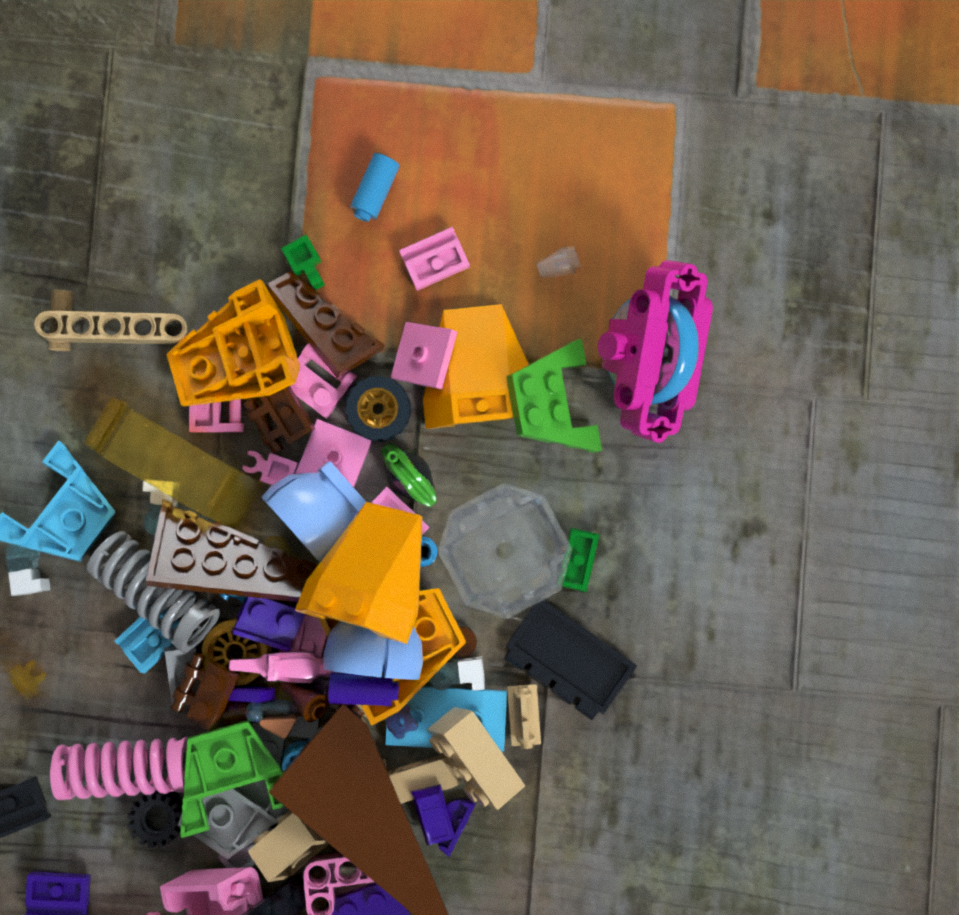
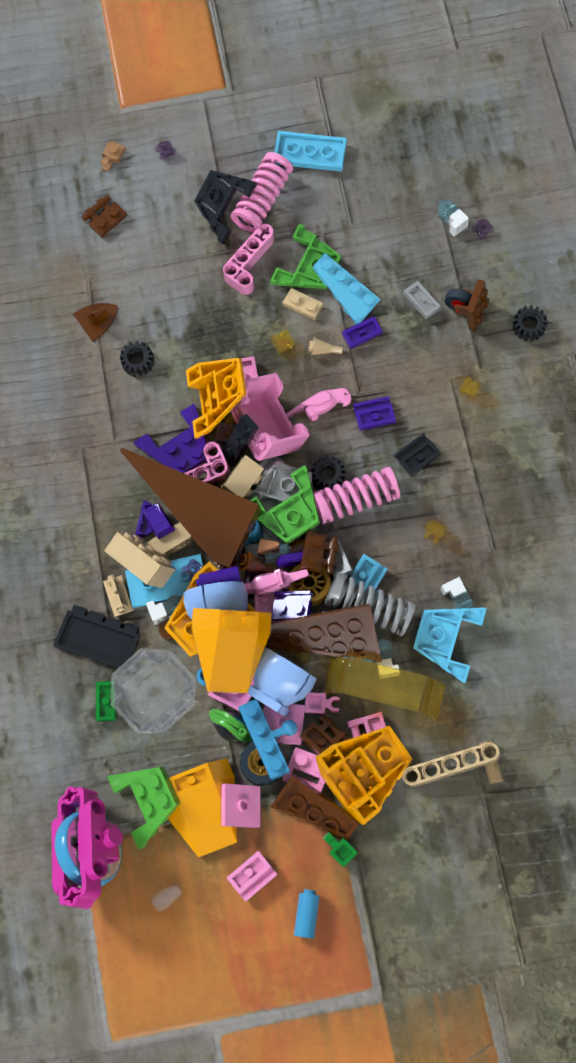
camera: 170 degrees right, 15 degrees down
(363, 437) = (265, 738): none -> dark azure plate

